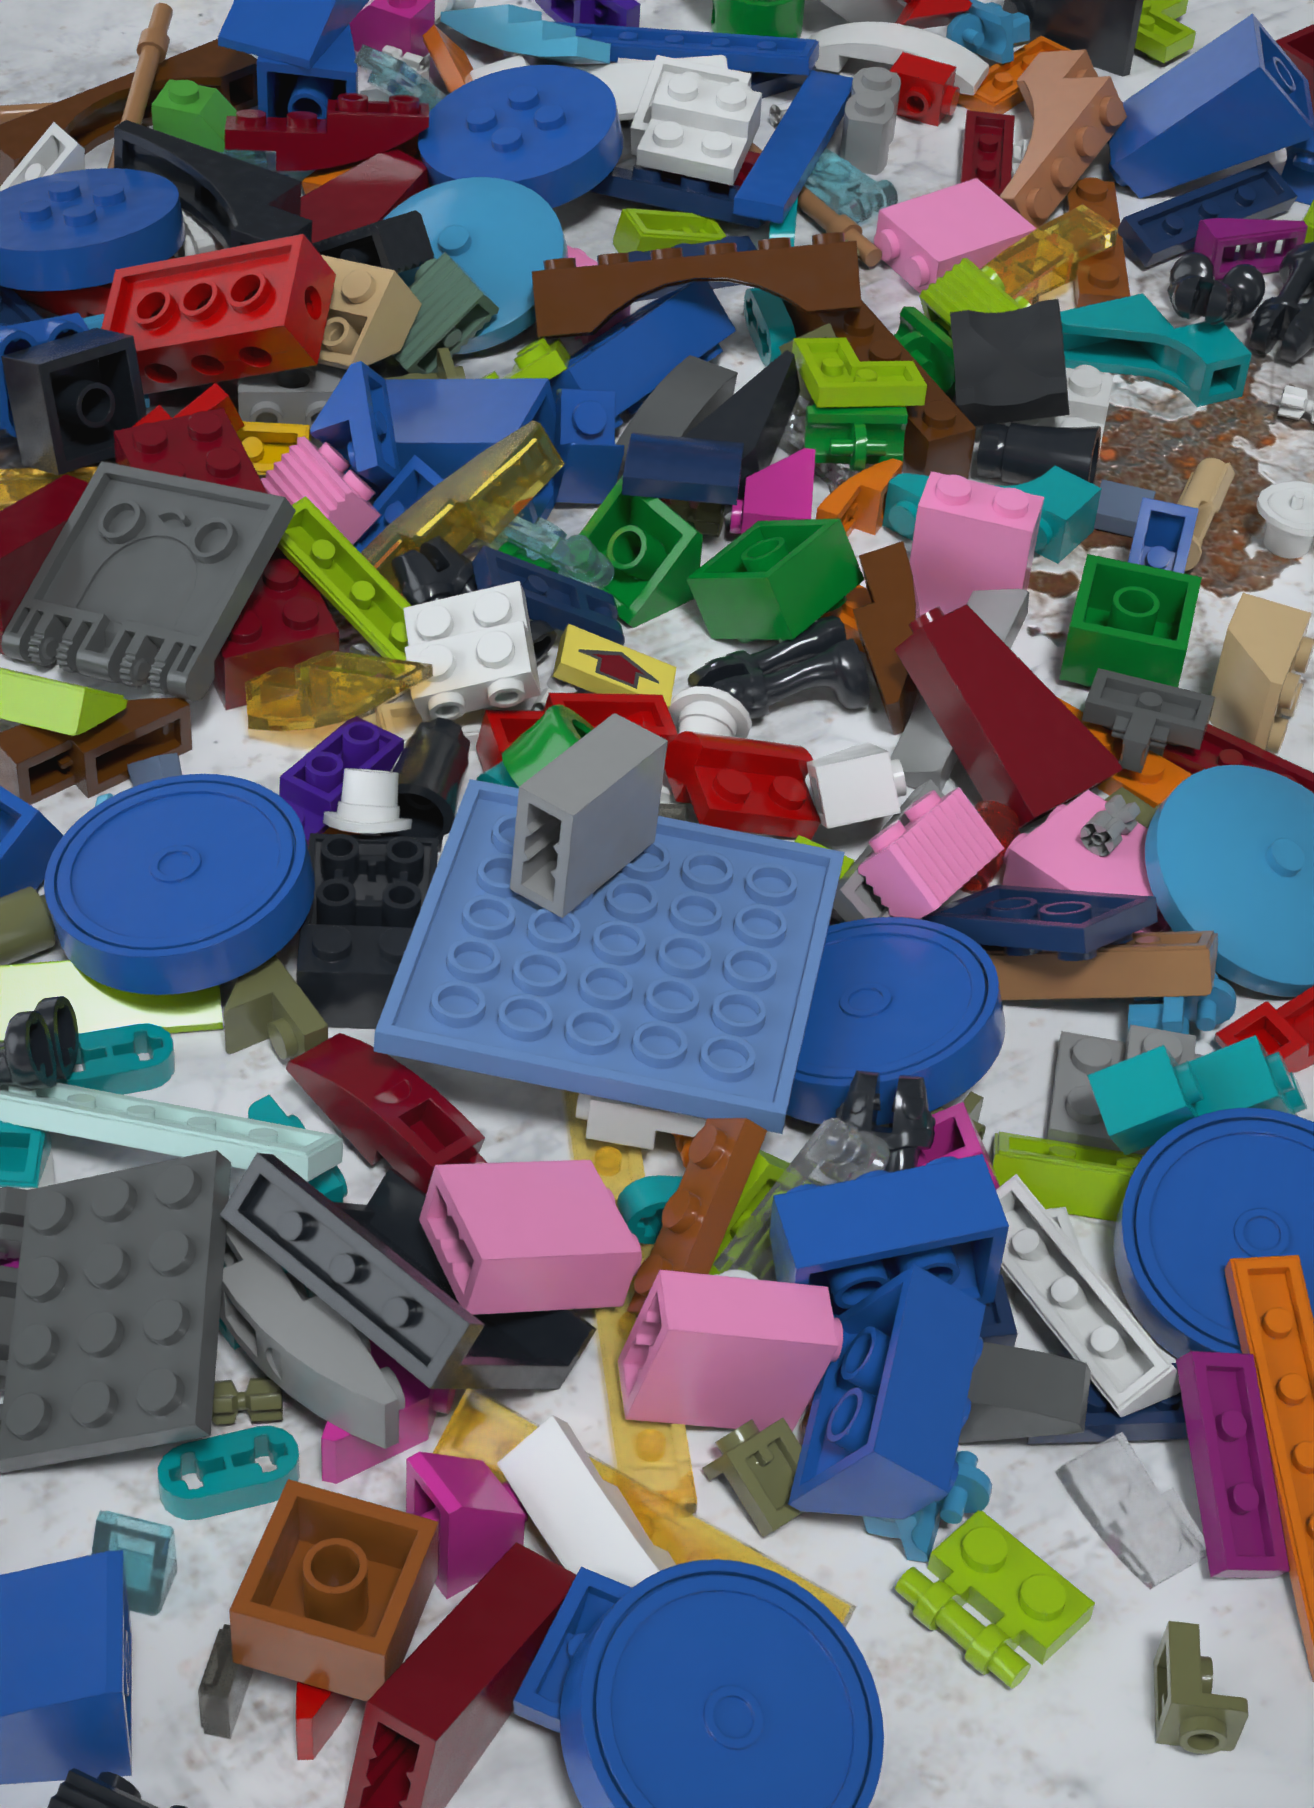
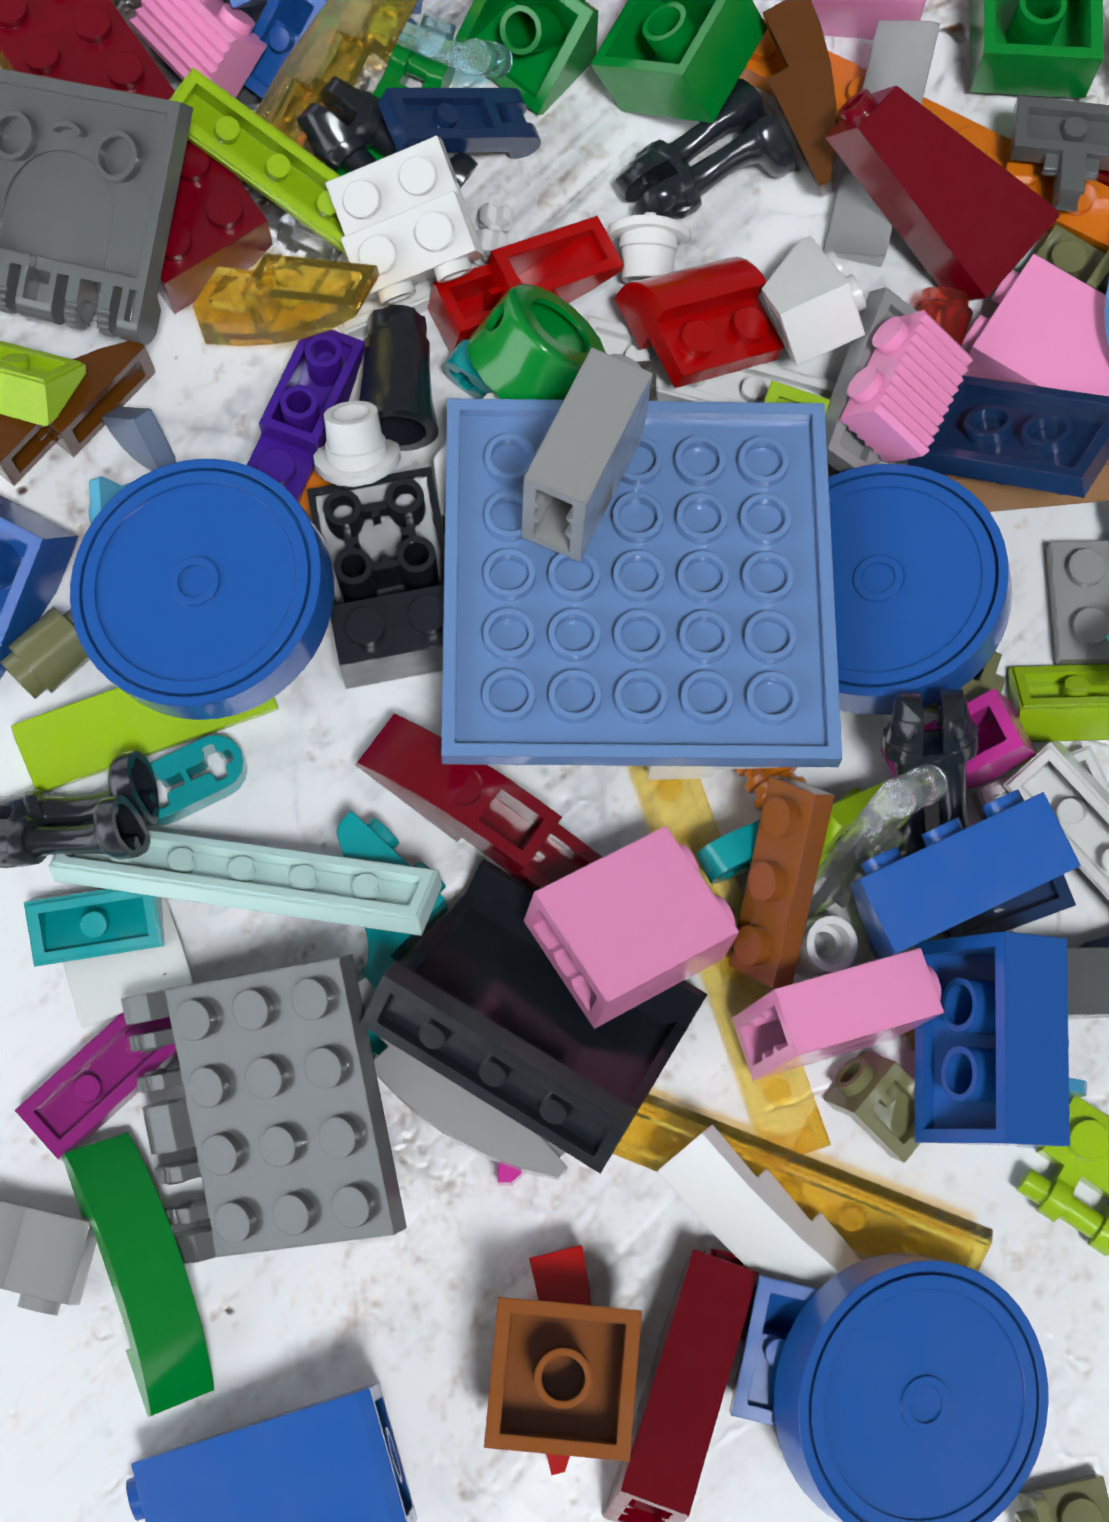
camera: 10 degrees left, 30 degrees up
(147, 1556) = (362, 1329): clear light blue slope -> none
(222, 1688) = (473, 1431): clear smoke tile -> none
(227, 1472) = (434, 1218): teal beam -> none
(260, 1400) = (402, 1132): olive piece -> none
(272, 1006) = (325, 685): olive slope -> none
(474, 1514) = (643, 1226): dark pink slope -> none
(610, 667) = (541, 190): light yellow tile -> none
(1105, 828) = (1066, 306): light grey piece -> none

